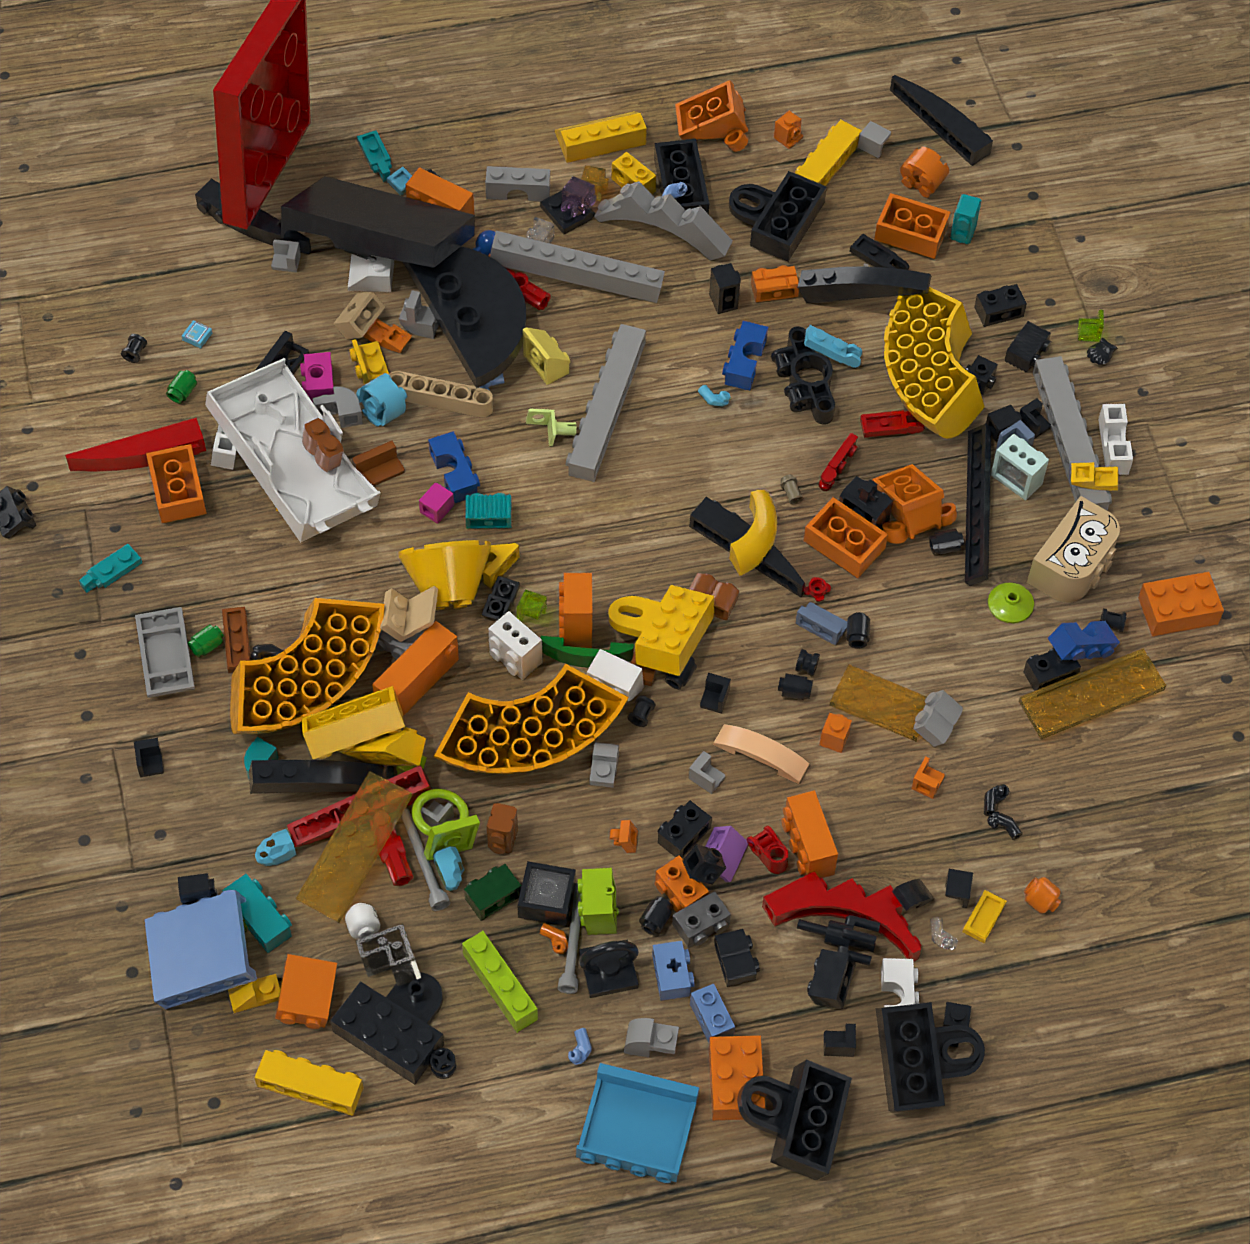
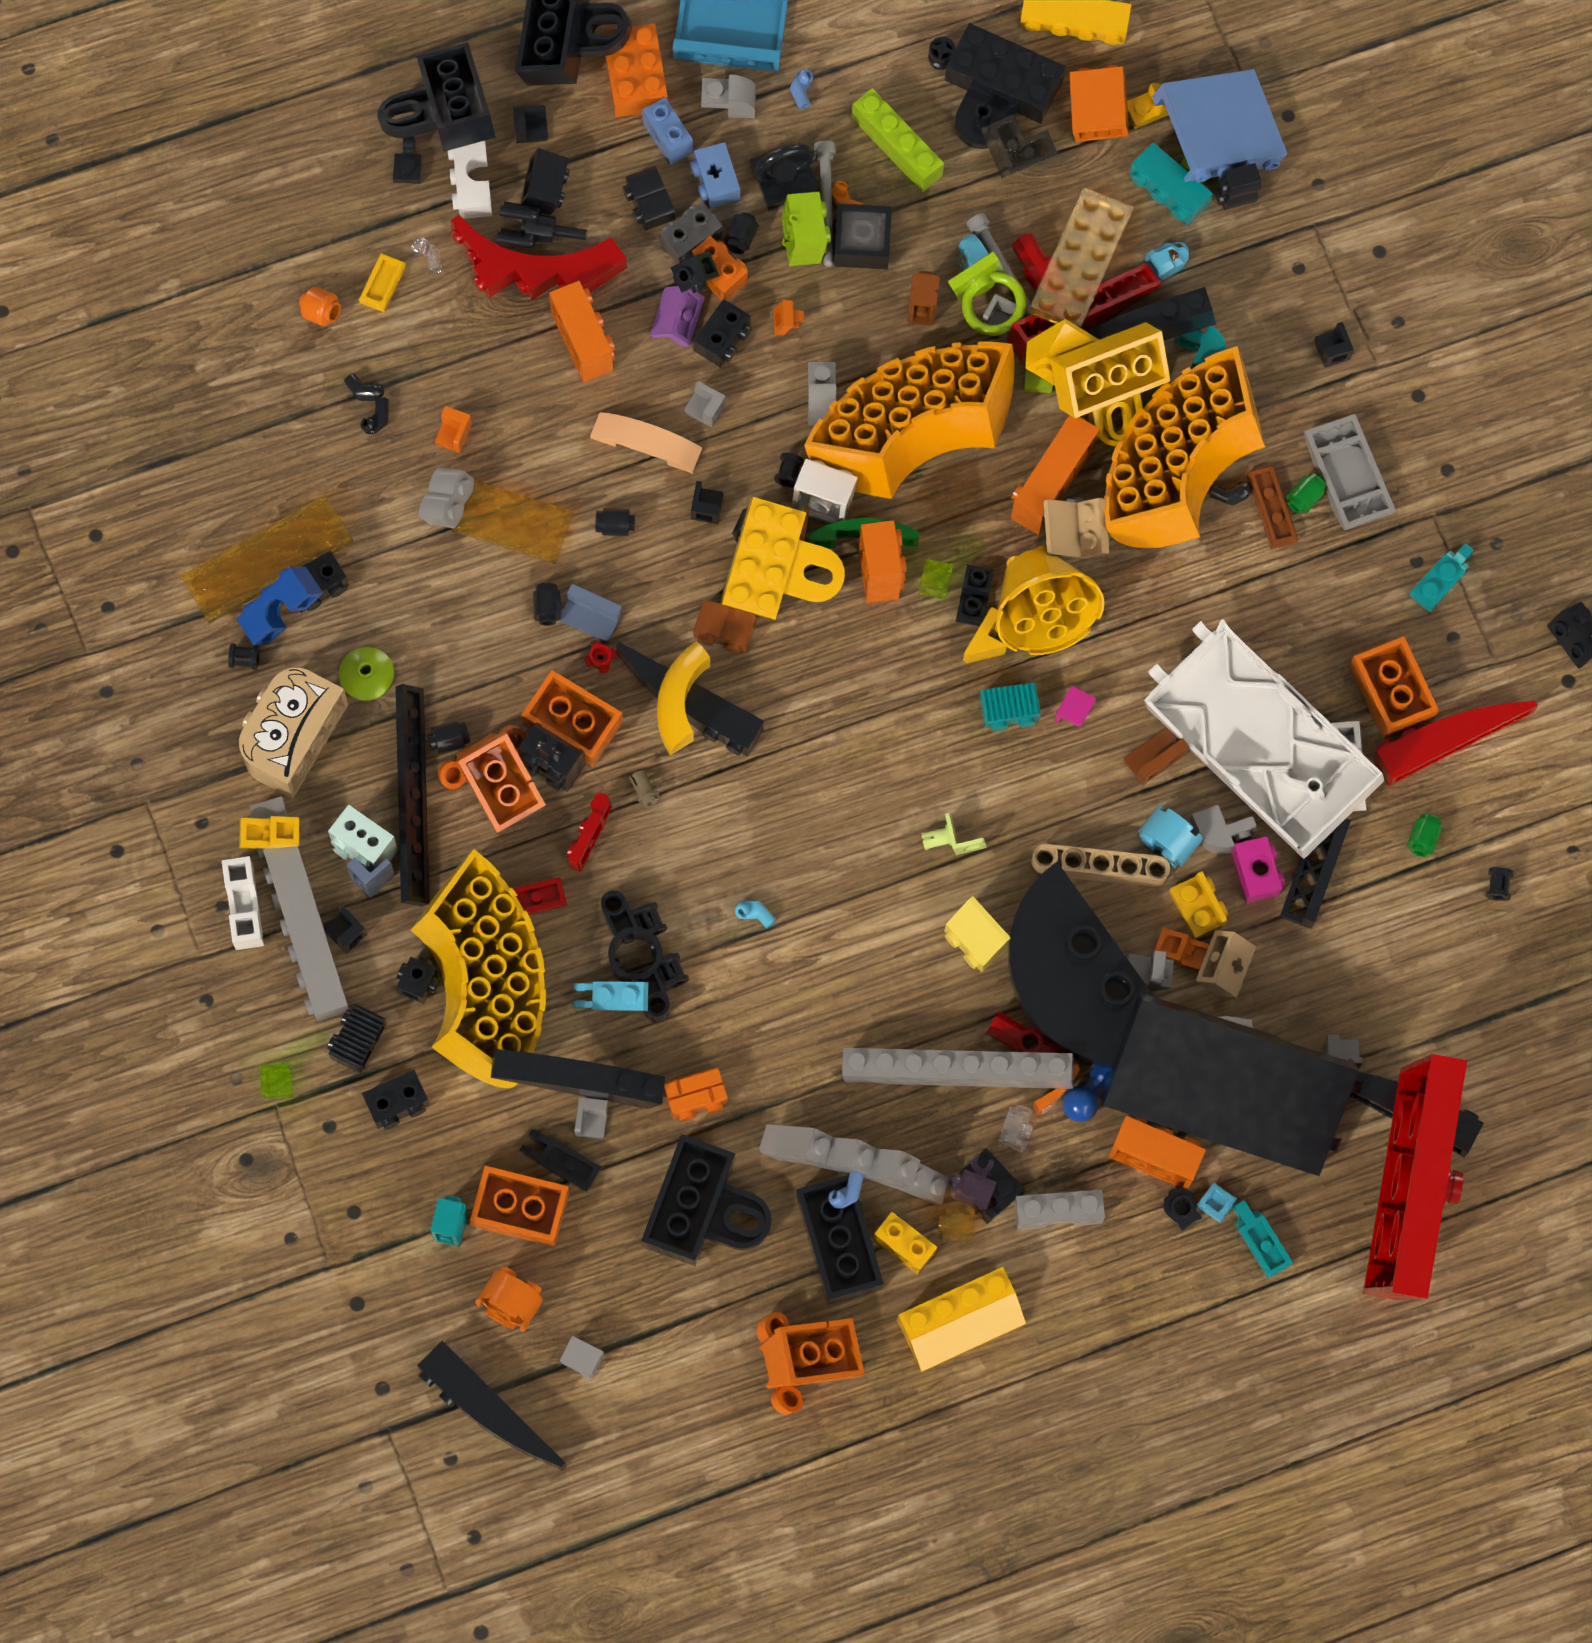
camera: 170 degrees right, 15 degrees up
(197, 334) = (1426, 921): medium azure tile -> none
(322, 445) = (1233, 748): dark orange brick -> none
(362, 920) = (1055, 187): white head -> none
(448, 452) = (1072, 783): blue arch -> none
(492, 891) = (922, 238): dark green brick -> none
(515, 646) = (946, 519): white piece -> none
(606, 403) = (888, 882): light grey brick -> none
(724, 288) = (760, 1064): black brick -> none
(749, 341) = (719, 1000): blue arch -> none
(766, 846) = (628, 326): red piece -> none
(788, 129) = (702, 1357): orange brick -> none
(807, 662) = (603, 554): black wheel -> none
(830, 153) = (643, 1316): yellow brick -> none
(835, 732) = (563, 468): orange brick -> none
(913, 894) = (460, 282): black slope -> none
(959, 885) = (413, 303): black panel -> none
(1001, 420) = (383, 916): black brick -> none
(1101, 352) = (261, 1047): black animal -> none
(1180, 603) = (162, 685): orange brick -> none

